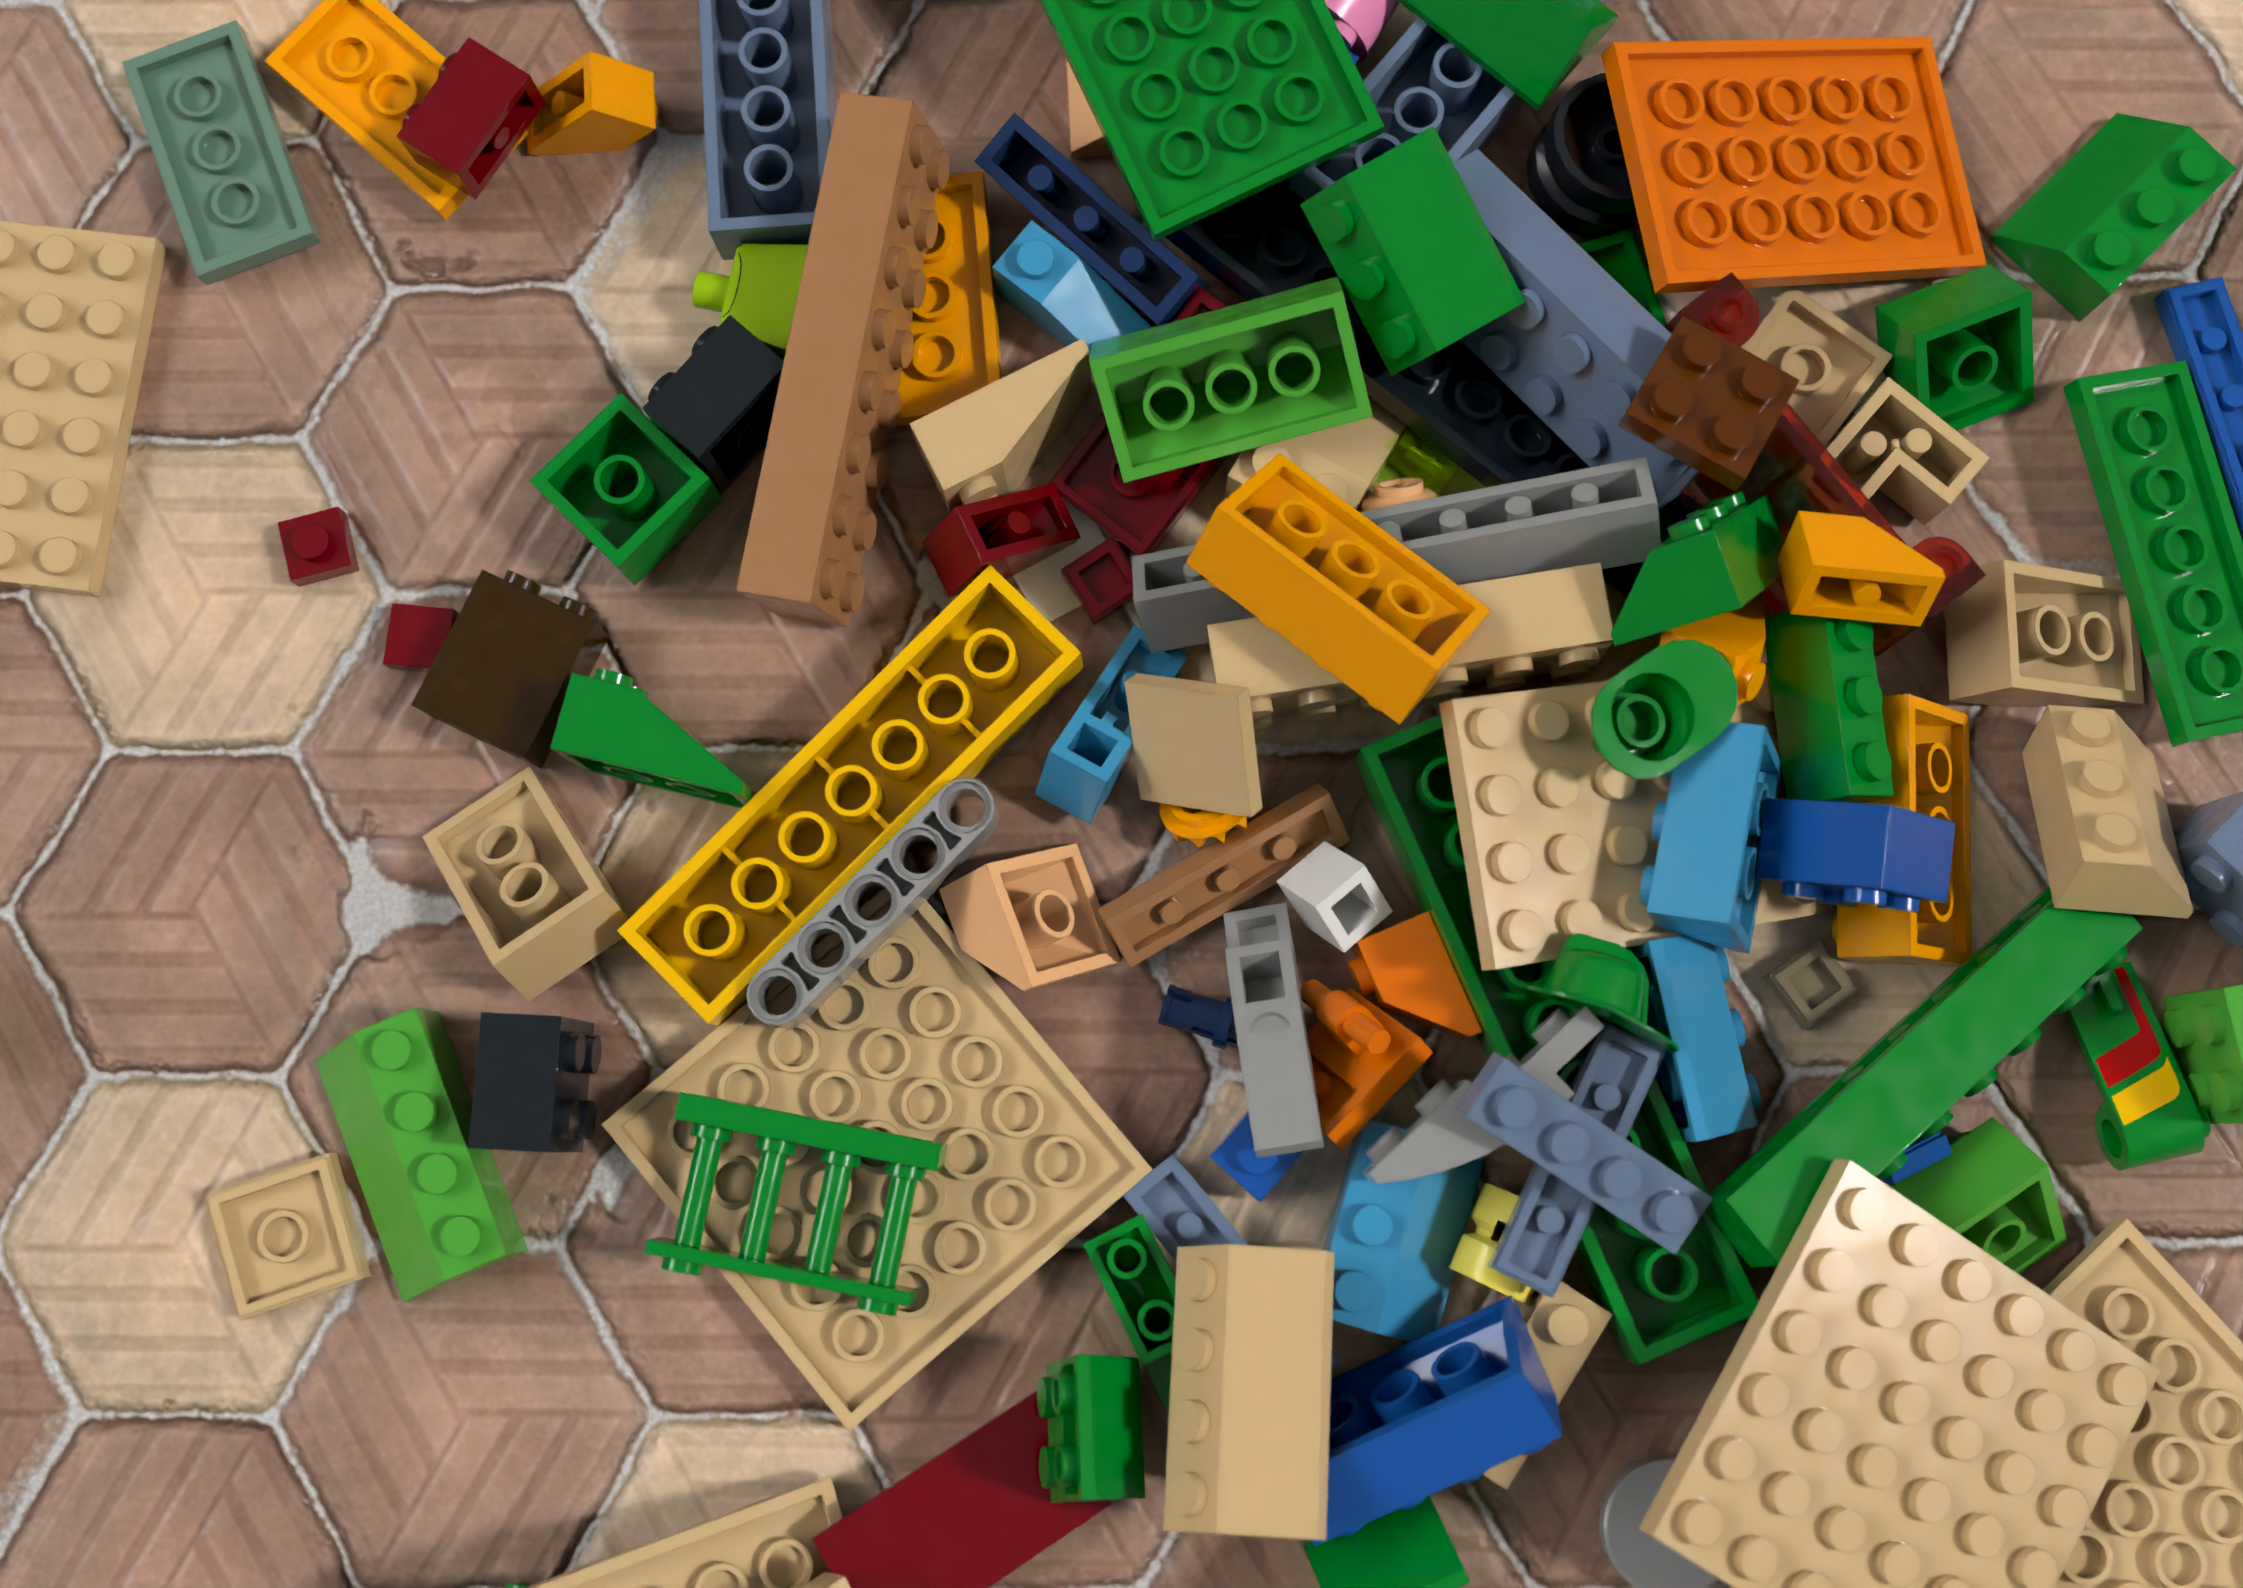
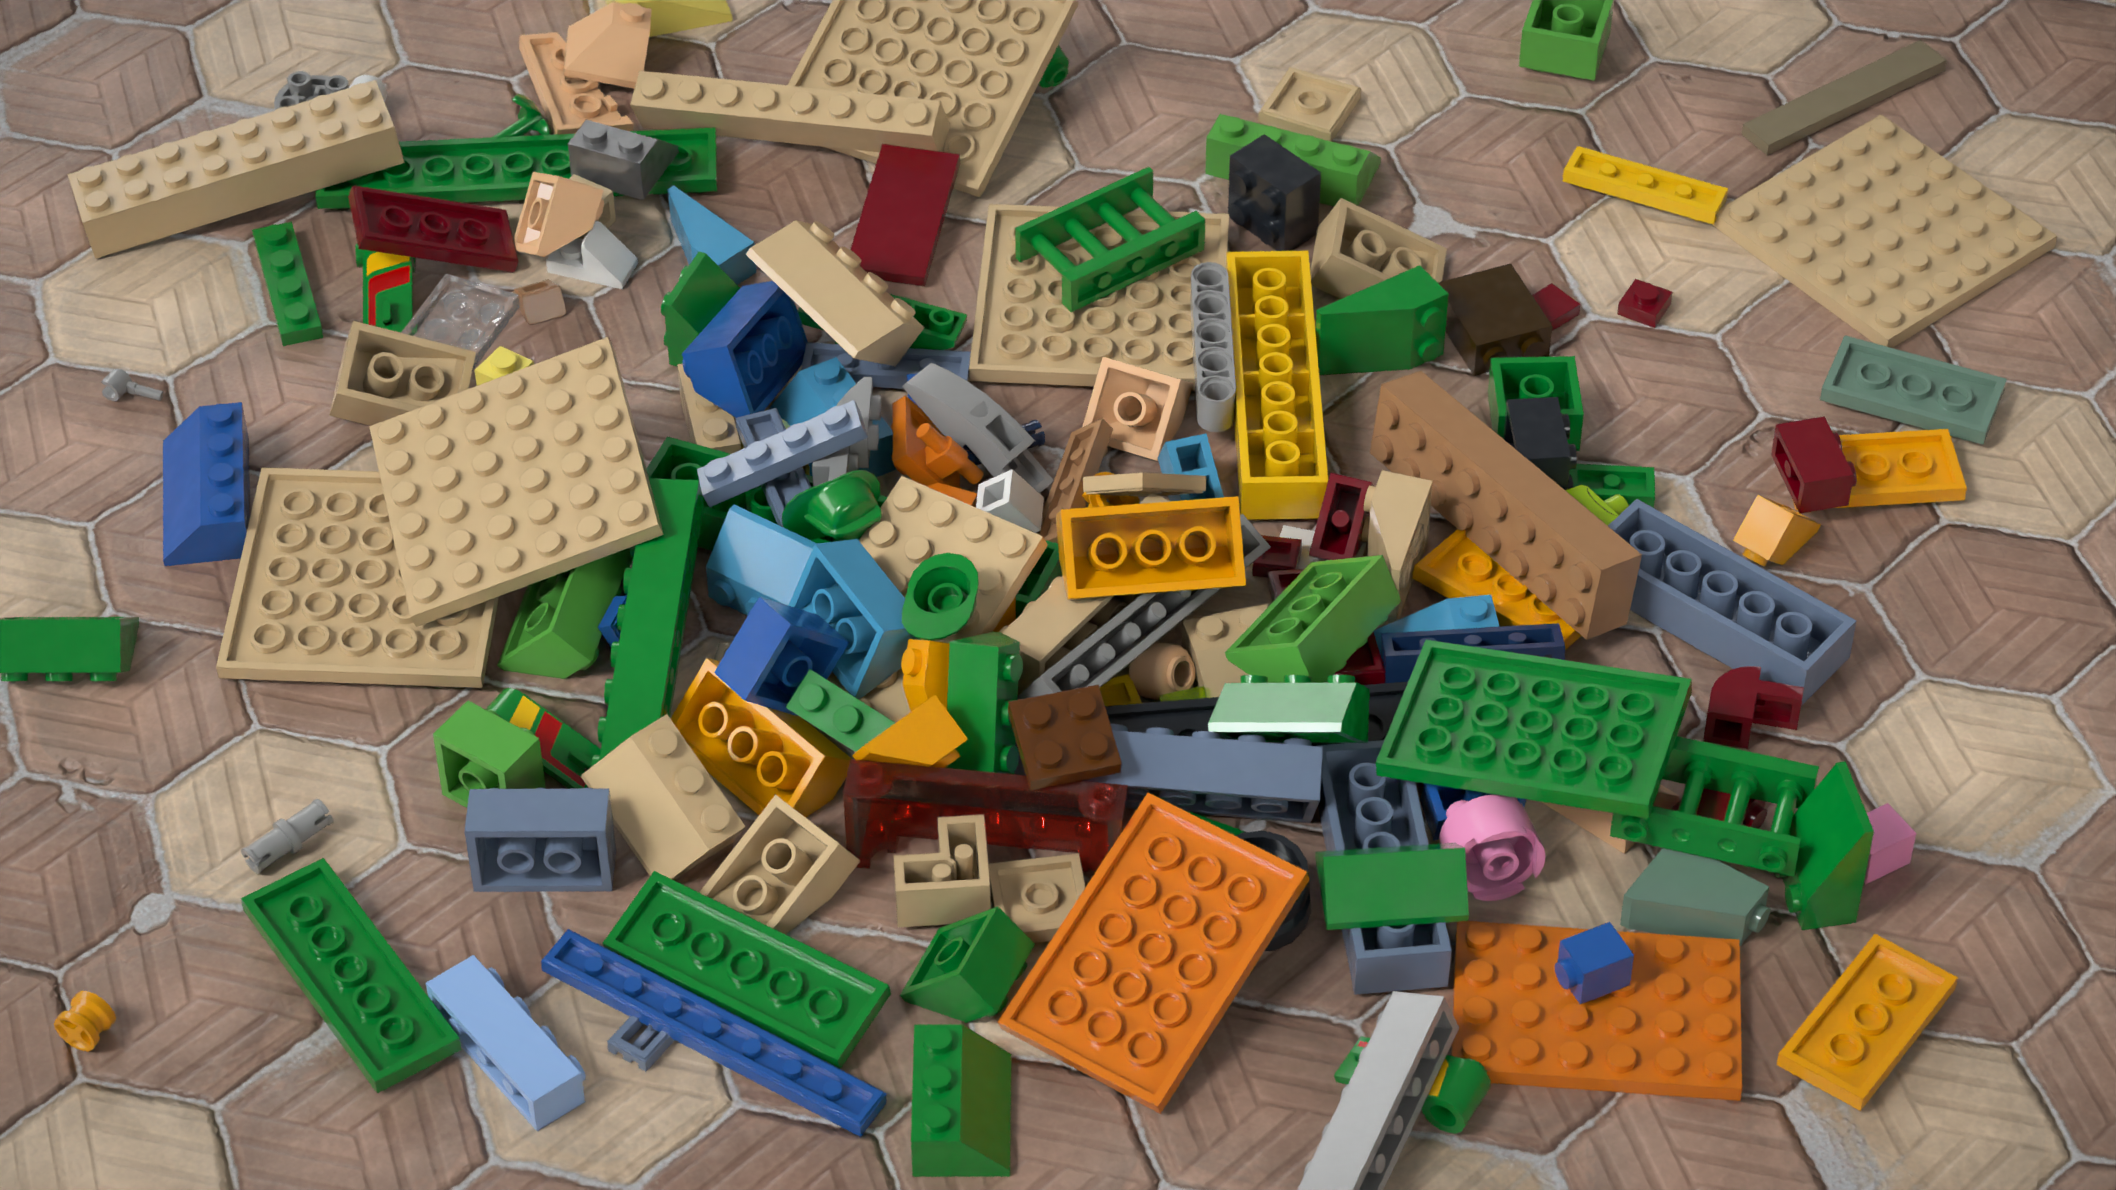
camera: 130 degrees right, 35 degrees down
(102, 707) = (1645, 185): none -> yellow plate
(660, 316) = (1609, 480): none -> green plate
(1092, 1429) = (888, 251): green slope -> none

